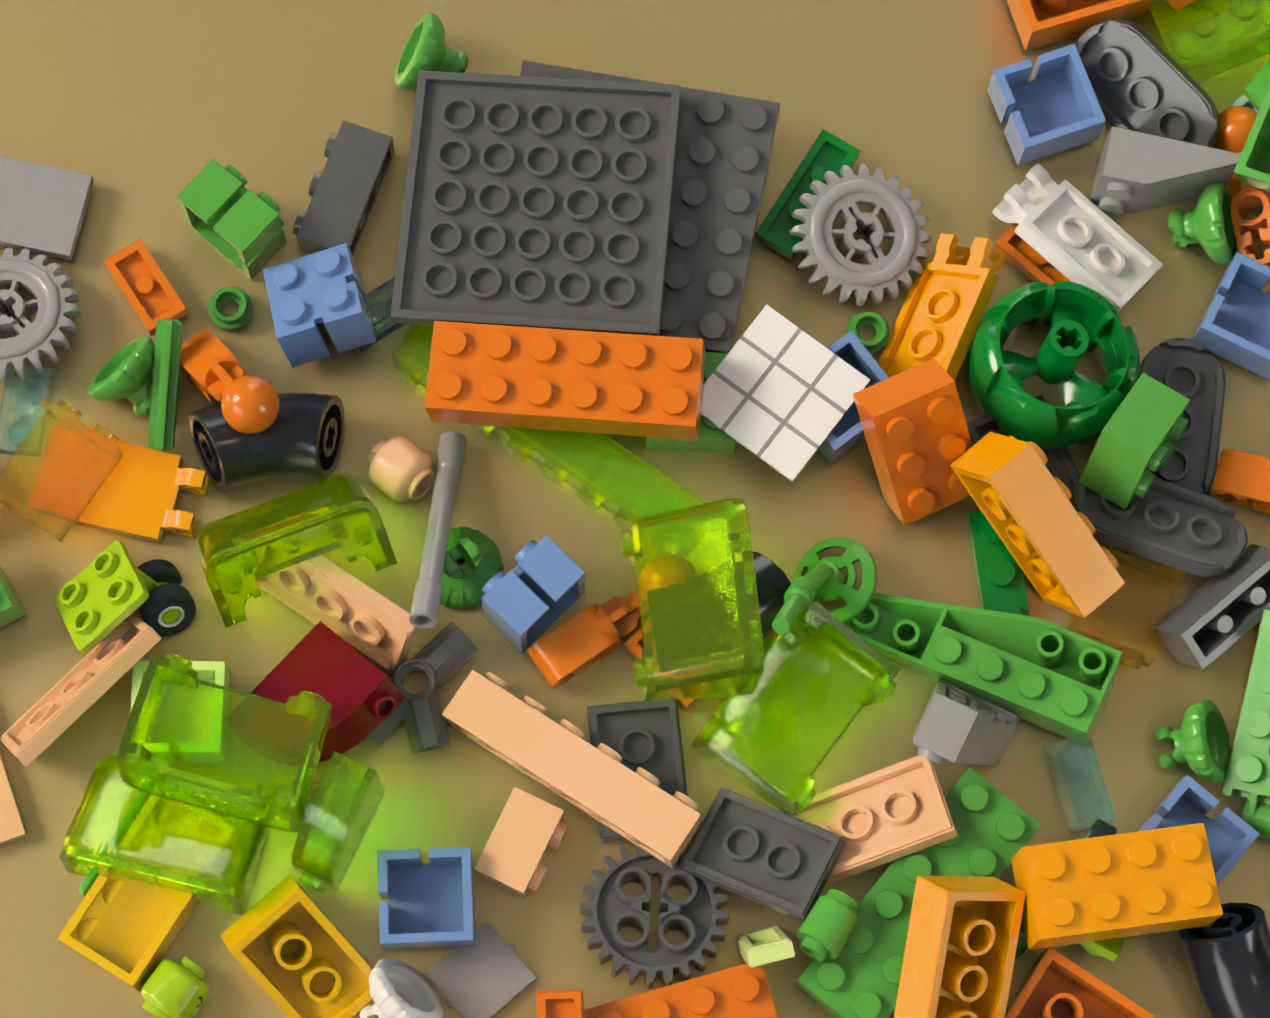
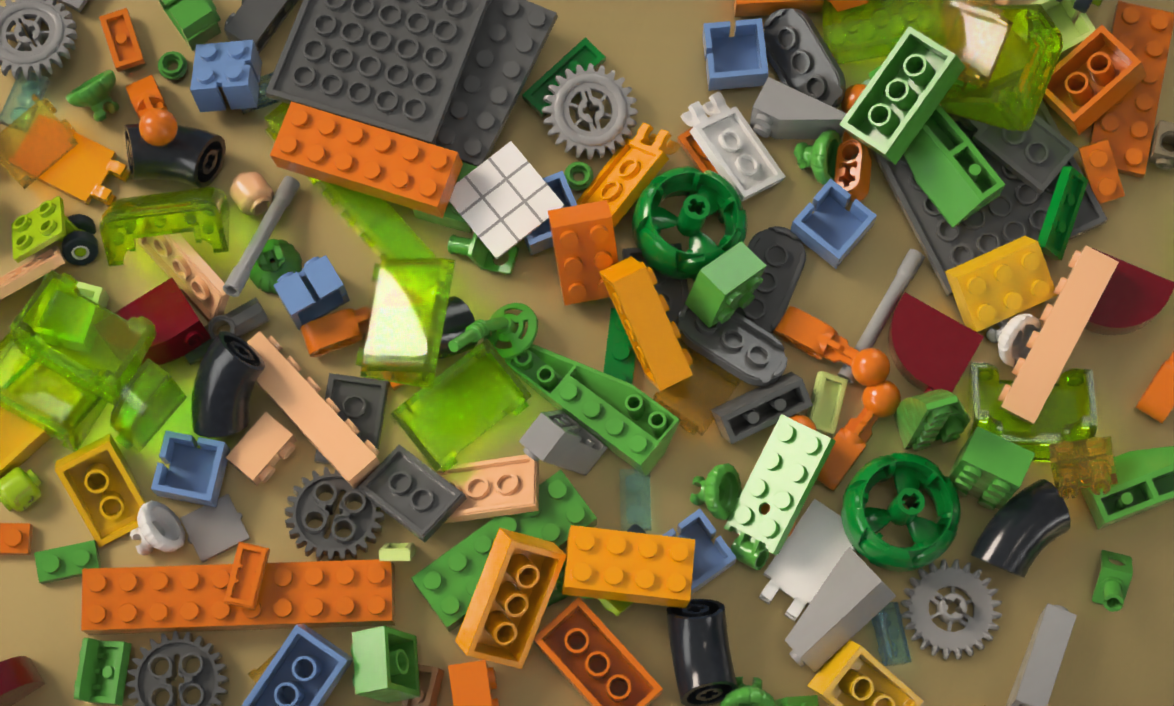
camera: 20 degrees right, 0 degrees up
(165, 384) = (115, 103): bright green axle -> none
(448, 766) = (224, 386): none -> black brick
(758, 478) = (480, 254): none -> bright green bracket
(828, 925) = (438, 547): bright green brick -> none

